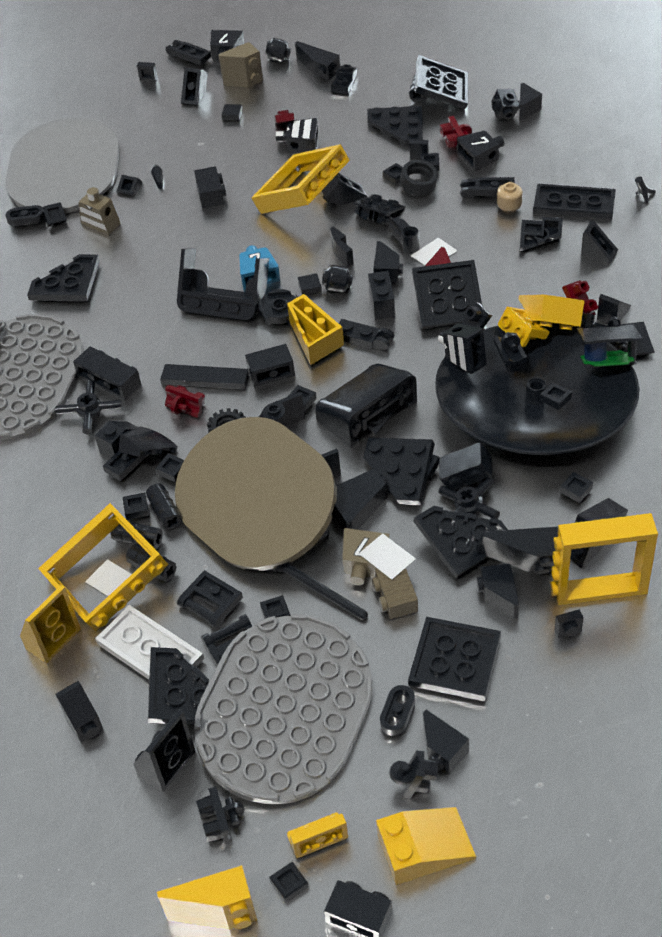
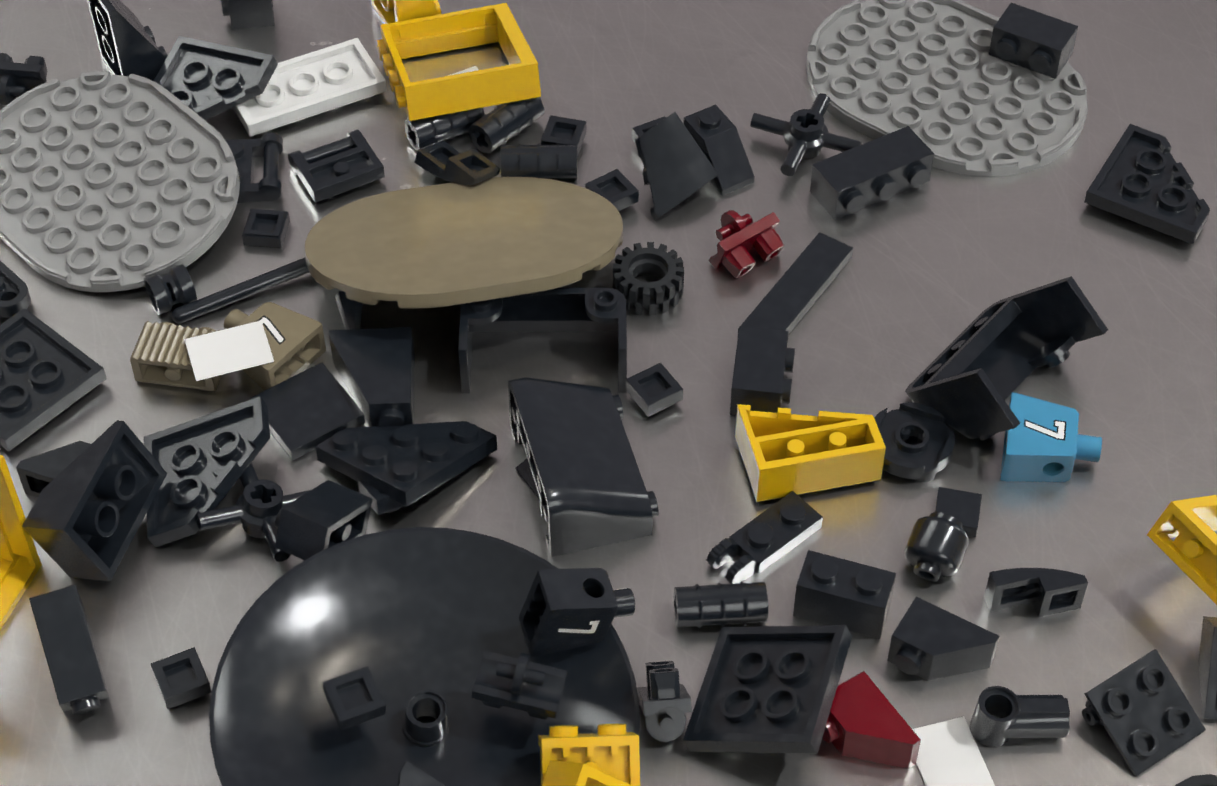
camera: 110 degrees right, 0 degrees up
(185, 540) = (456, 167): none -> black slope
(352, 621) = (170, 289): none -> black wheel
(395, 520) = (309, 410): none -> black tile
(410, 331) = (720, 604): none -> black axle

